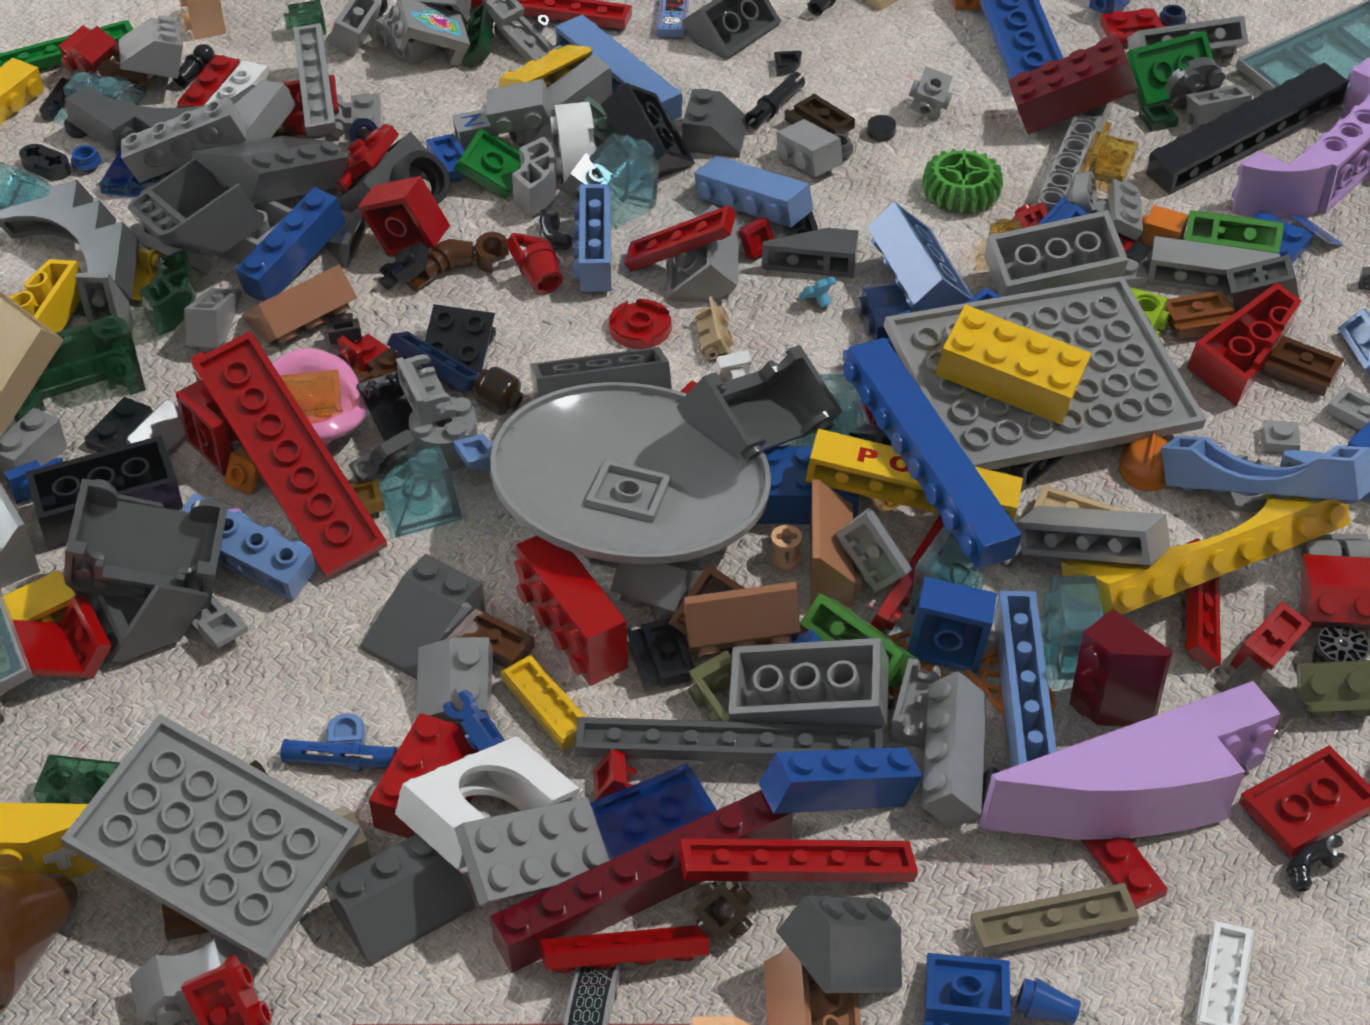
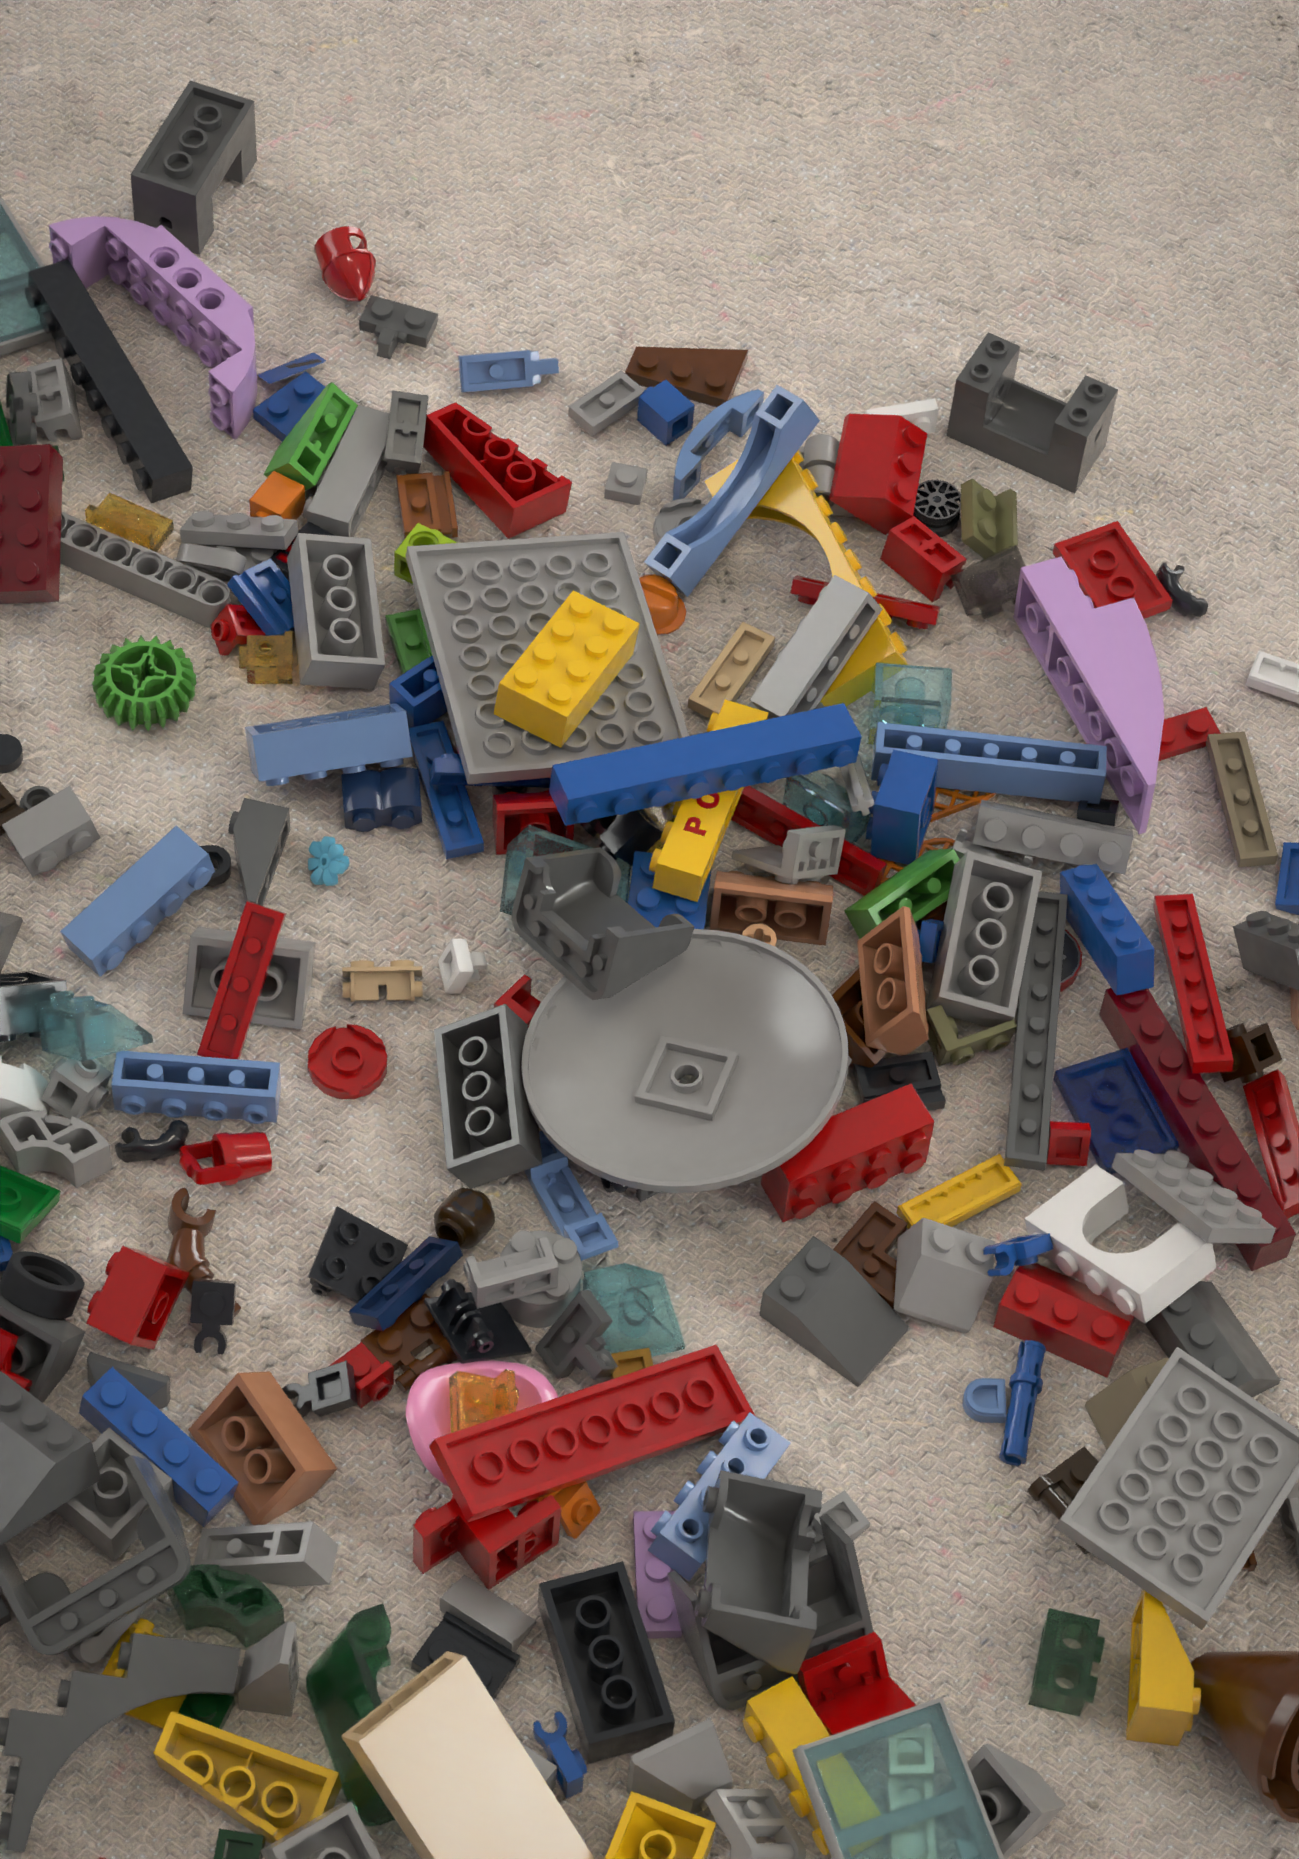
camera: 90 degrees left, 10 degrees up
(754, 235) = (216, 912): red plate -> none
(931, 567) = (857, 787): none -> light grey axle
(1119, 672) = (984, 676): dark red slope -> none
(1303, 365) = (530, 428): reddish brown plate -> none

